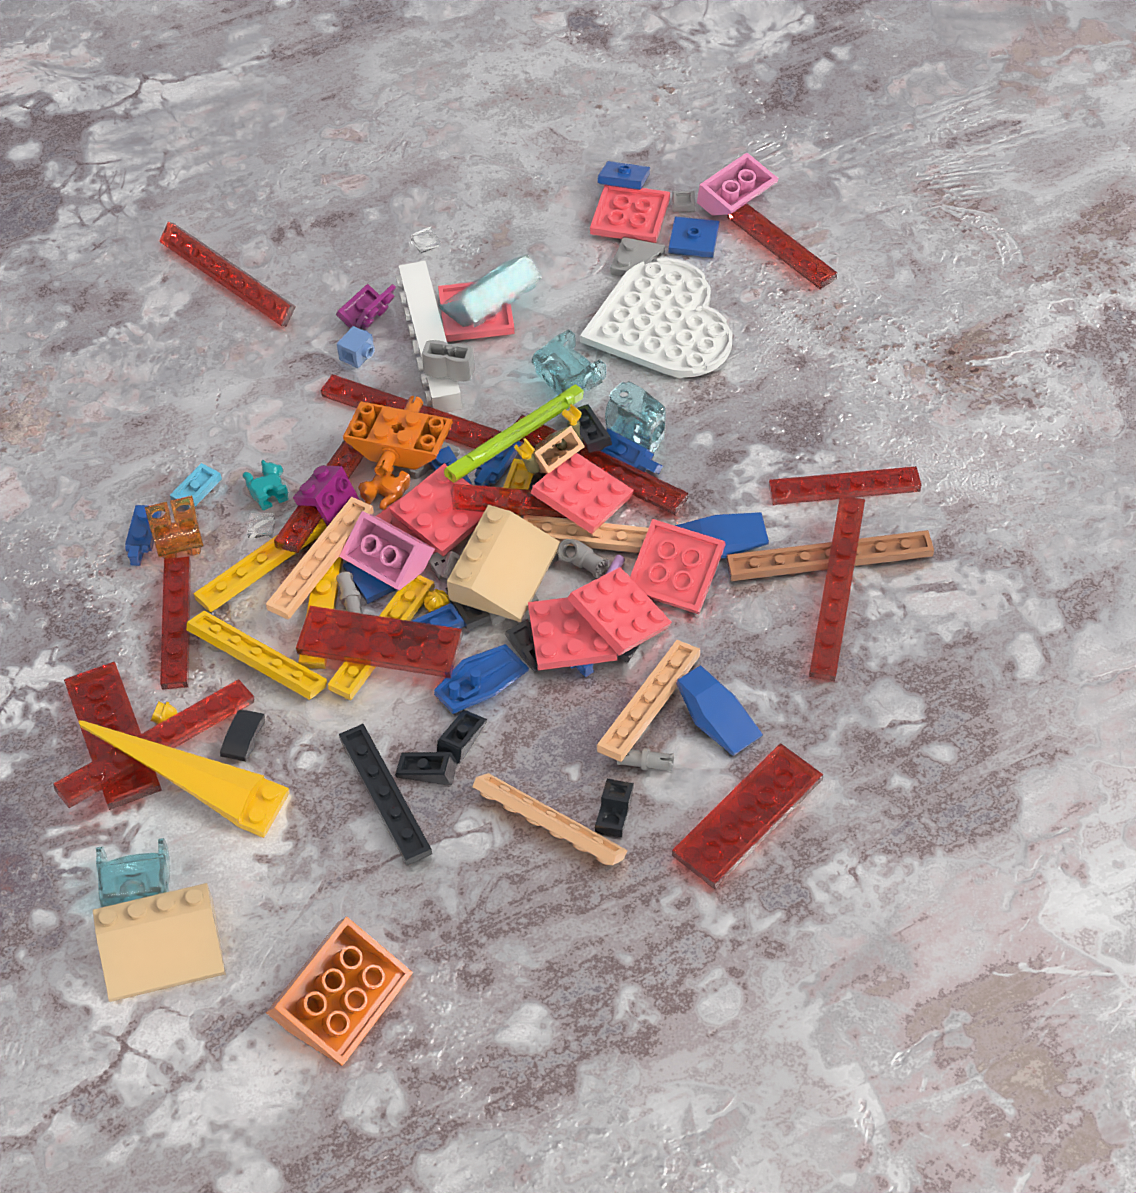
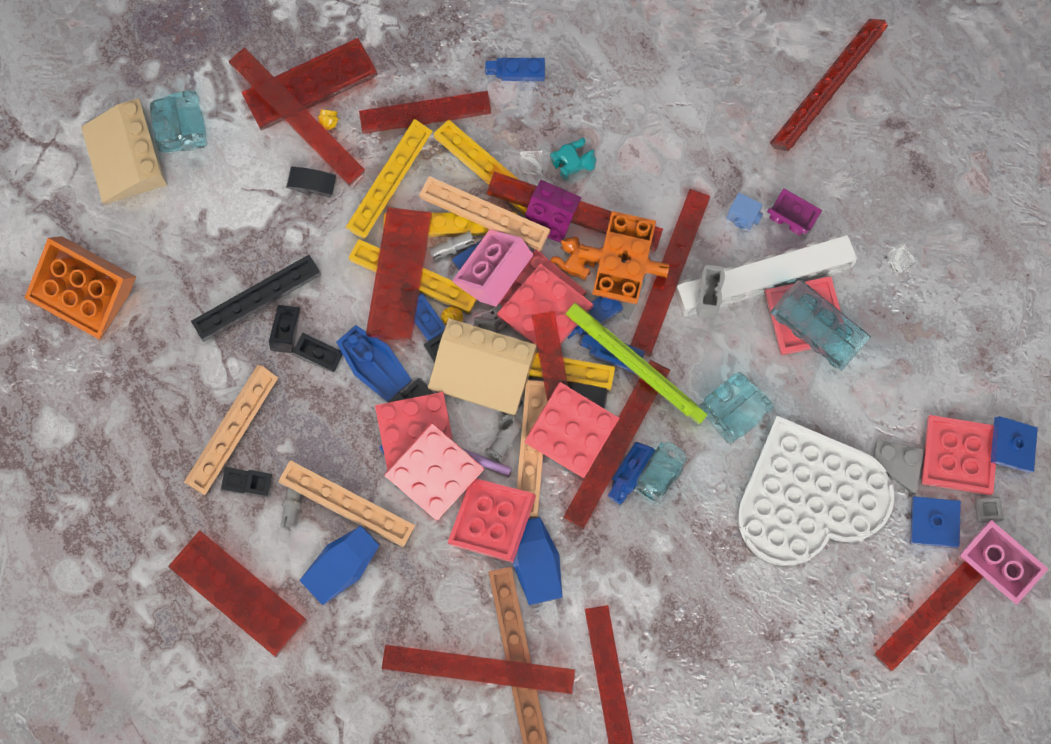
camera: 85 degrees right, 20 degrees up
(178, 535) = (512, 90): clear orange hips -> none
(197, 484) = (567, 102): medium azure plate -> none
(231, 791) = (252, 183): yellow plate -> none
(554, 448) = (607, 395): torso -> none
(592, 431) = (653, 431): black plate -> none

